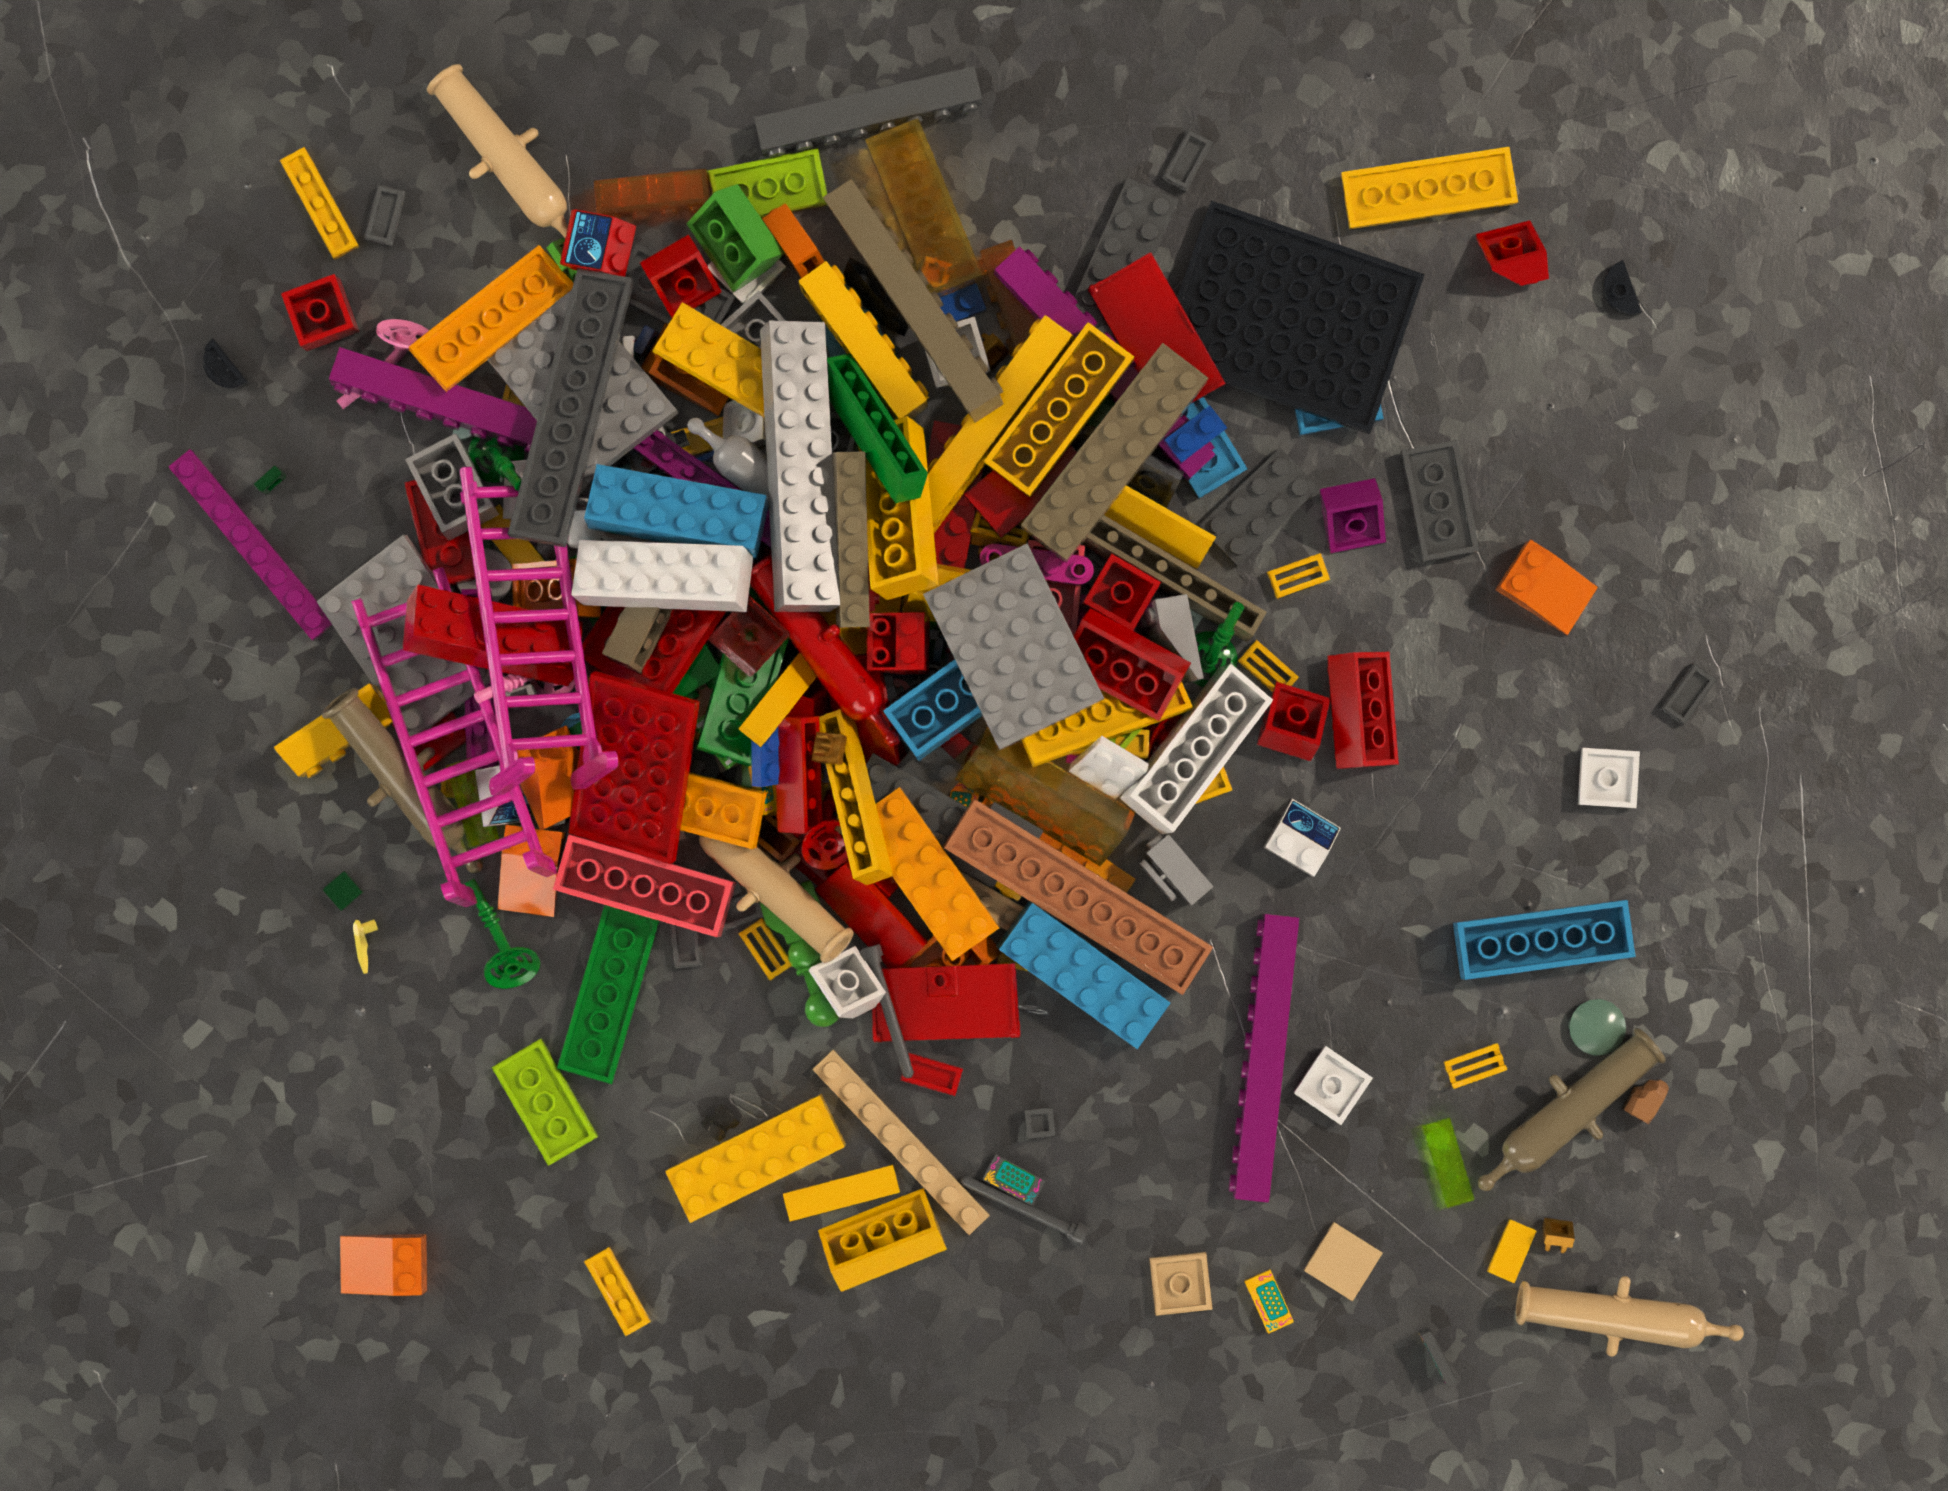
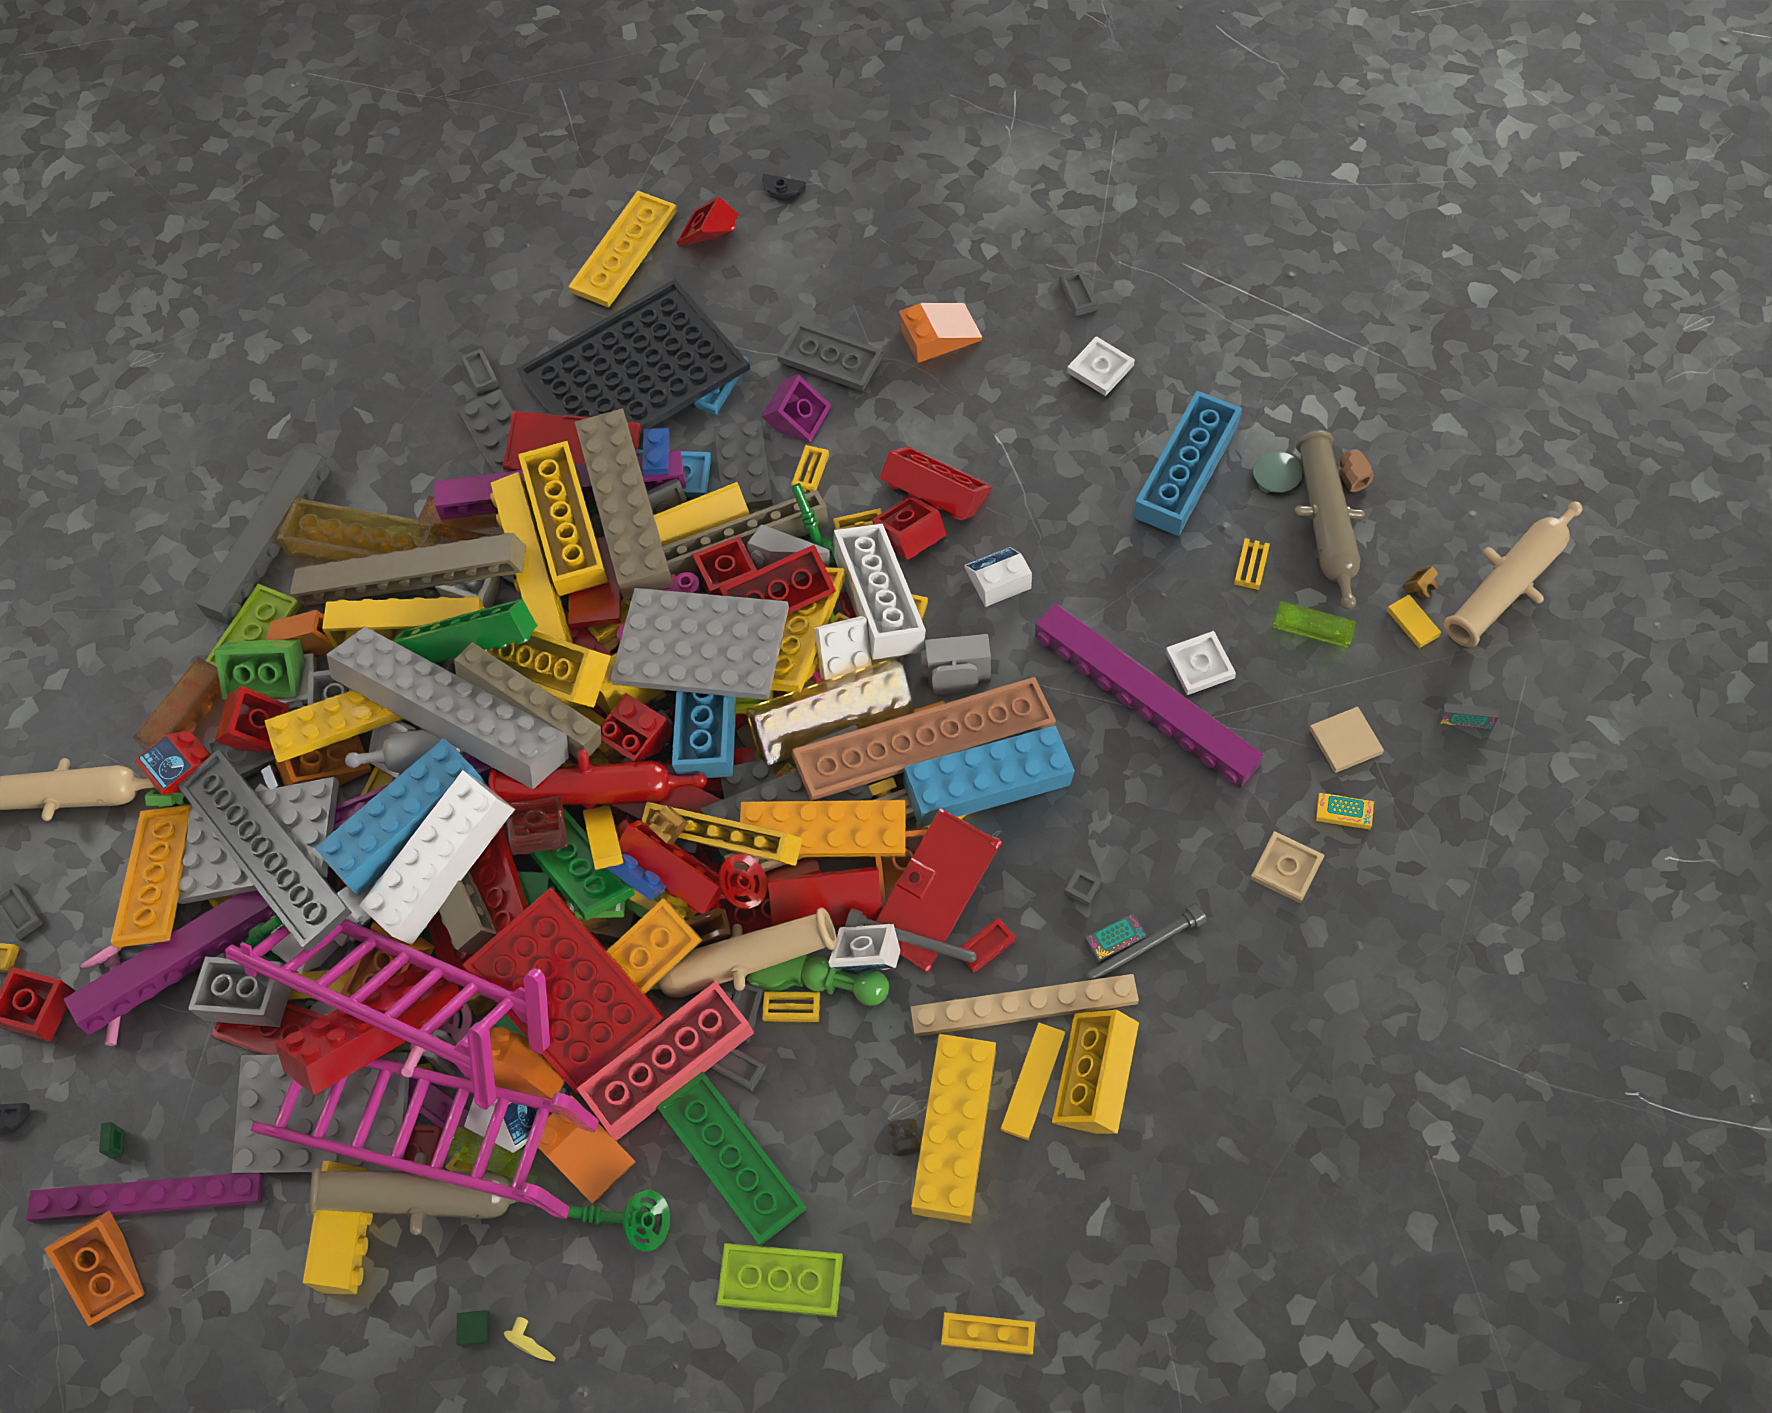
camera: 55 degrees left, 25 degrees down
(176, 557) = (96, 1268): none -> orange slope

